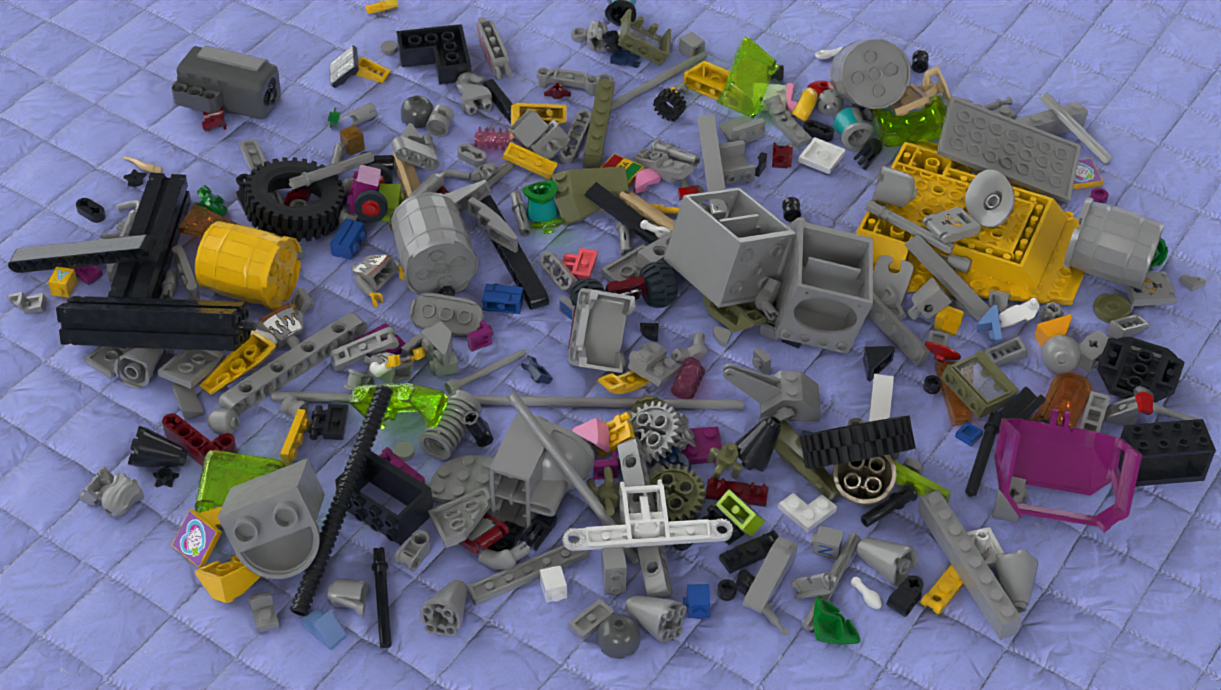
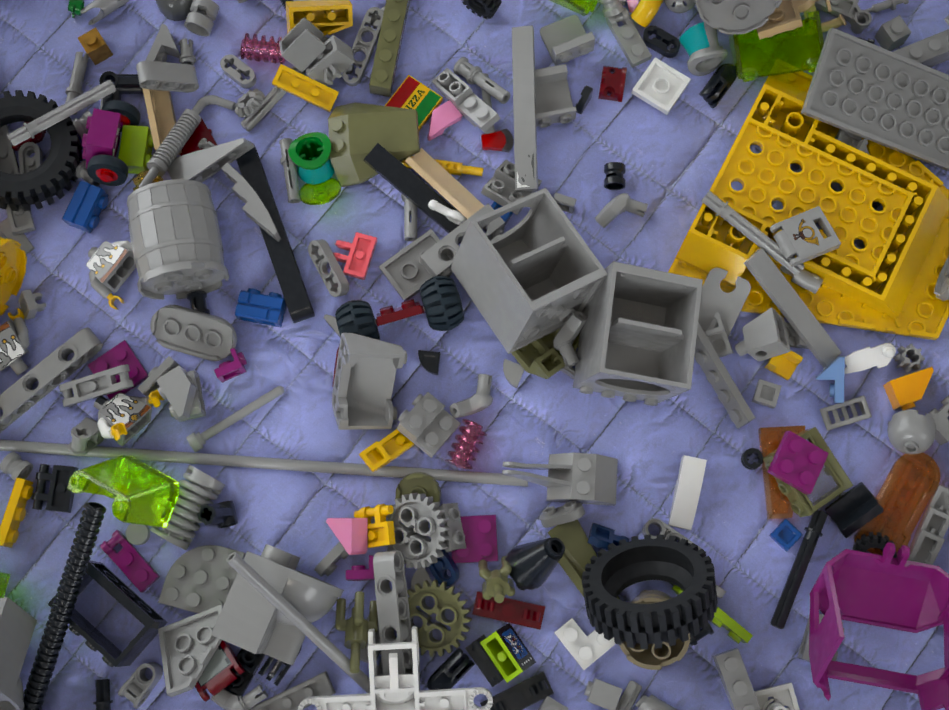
camera: 10 degrees right, 30 degrees up
(537, 372) = (293, 423): dark blue plate -> none
(761, 361) = (553, 418): light grey plate -> none
(877, 359) = (688, 422): black slope -> none
(894, 187) = (741, 174): light grey cylinder -> none
(942, 352) = (769, 418): red dish -> none
(969, 369) = (798, 462): none -> magenta plate
(990, 198) = (858, 199): light grey hat -> none
(1000, 299) = (848, 336): light grey tile -> none

